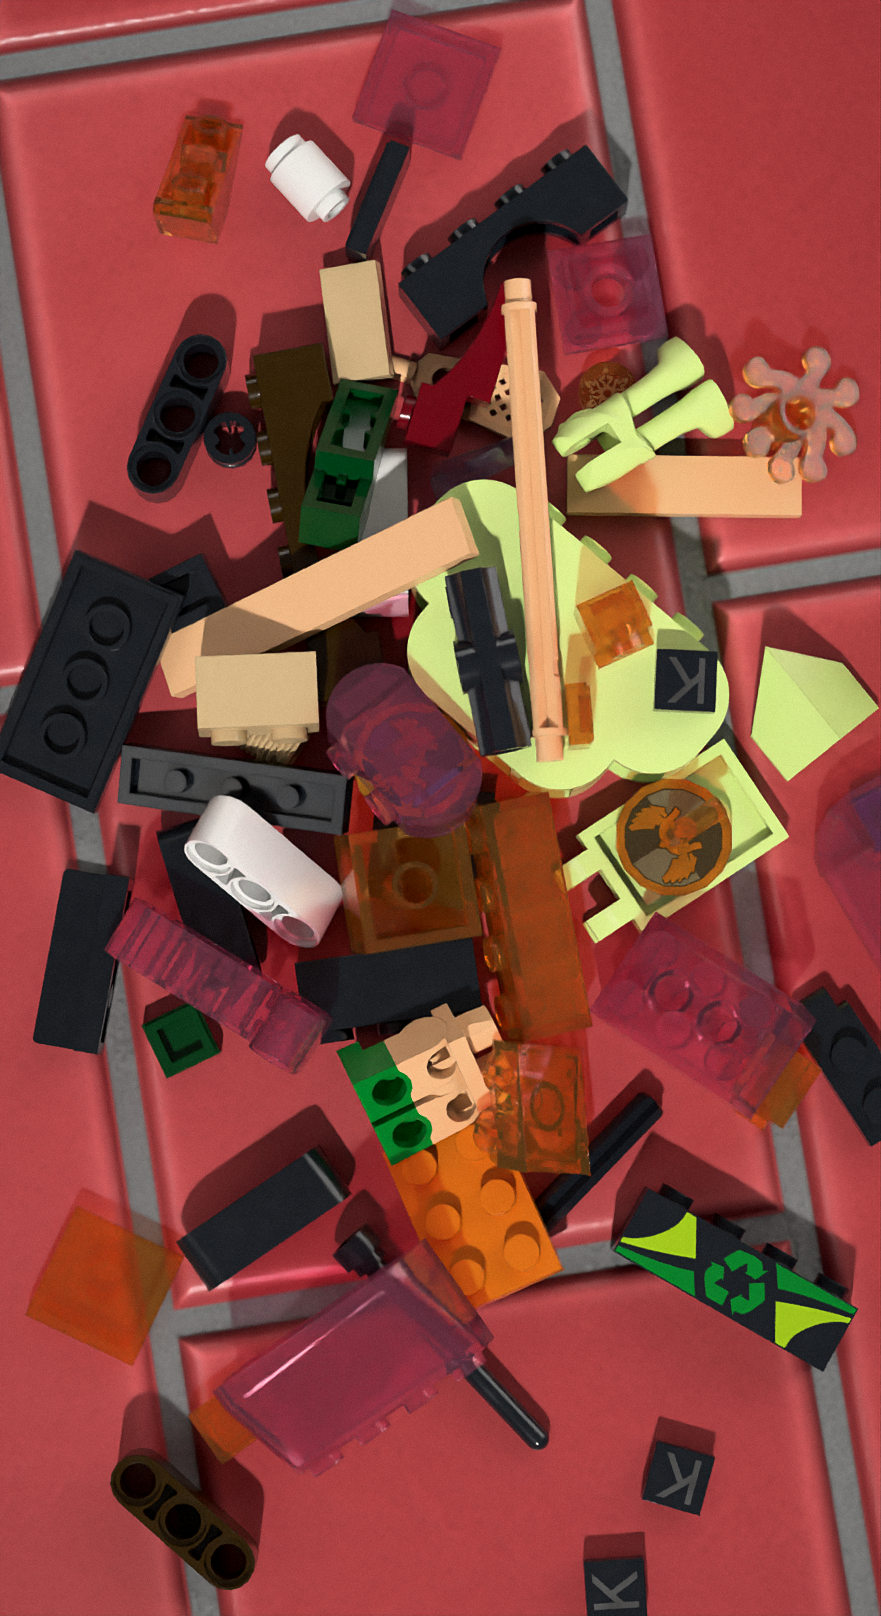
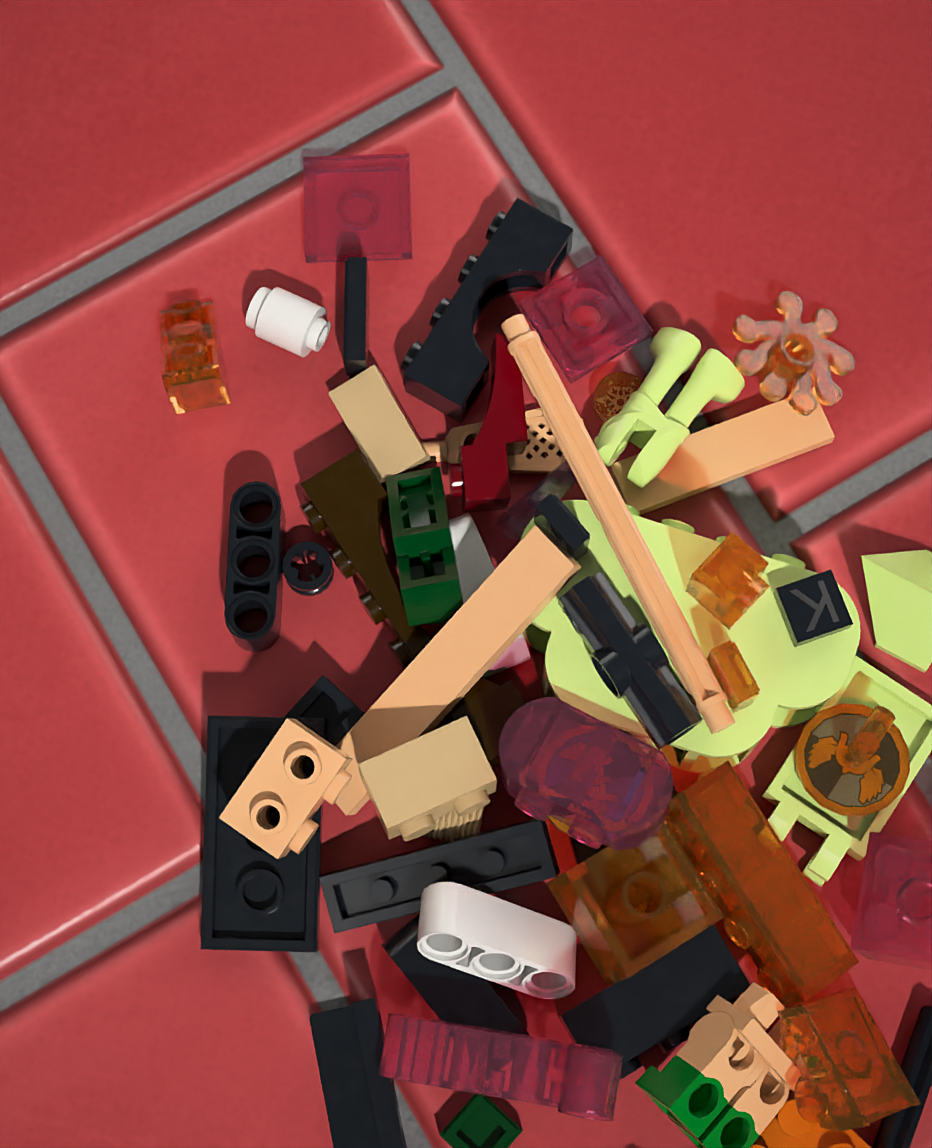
camera: 20 degrees left, 10 degrees down
(120, 648) = (281, 783): none -> light nougat brick
(477, 508) = (562, 525): none -> black tile

